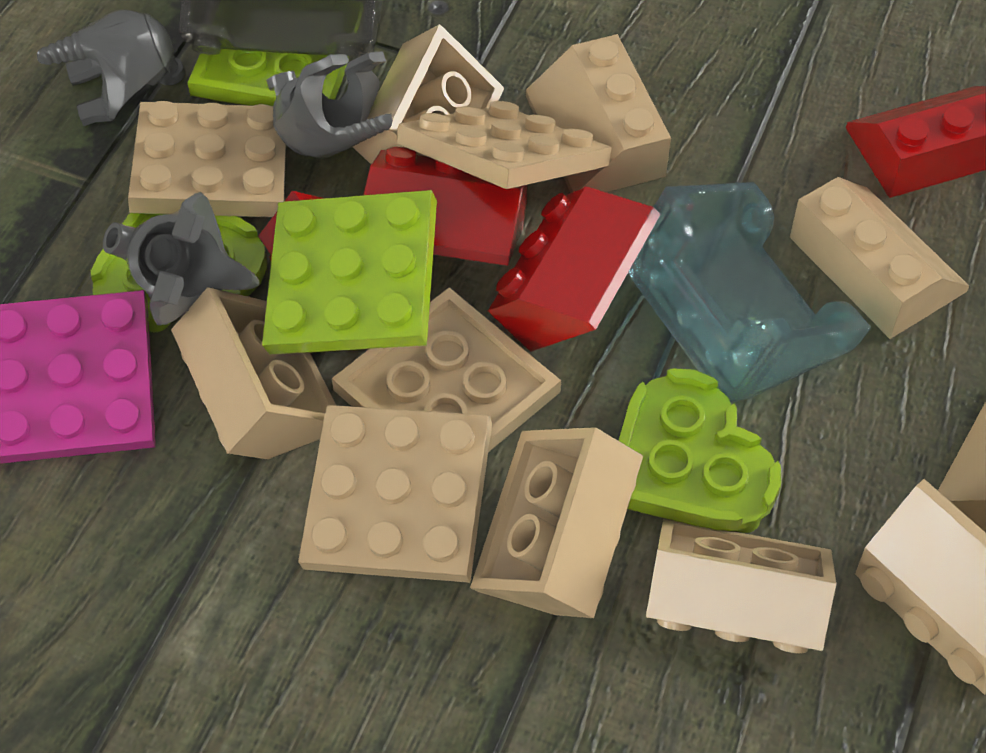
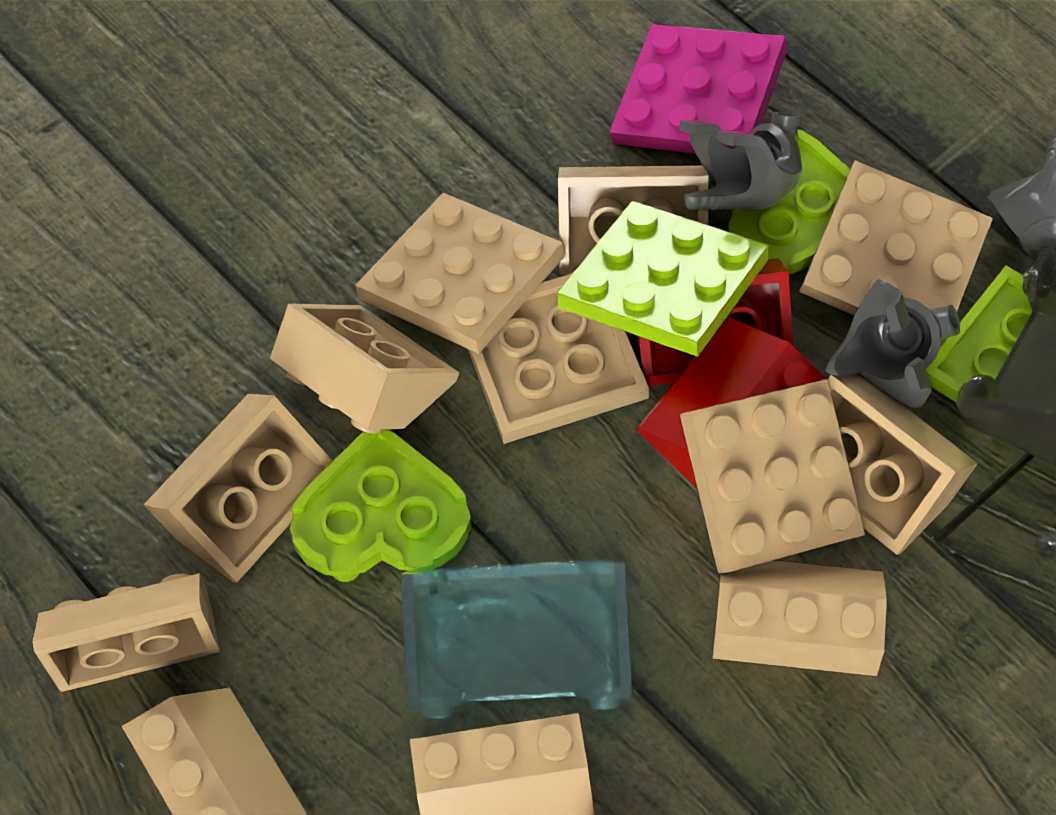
camera: 120 degrees right, 5 degrees up
(571, 266) = (607, 481): red slope -> none

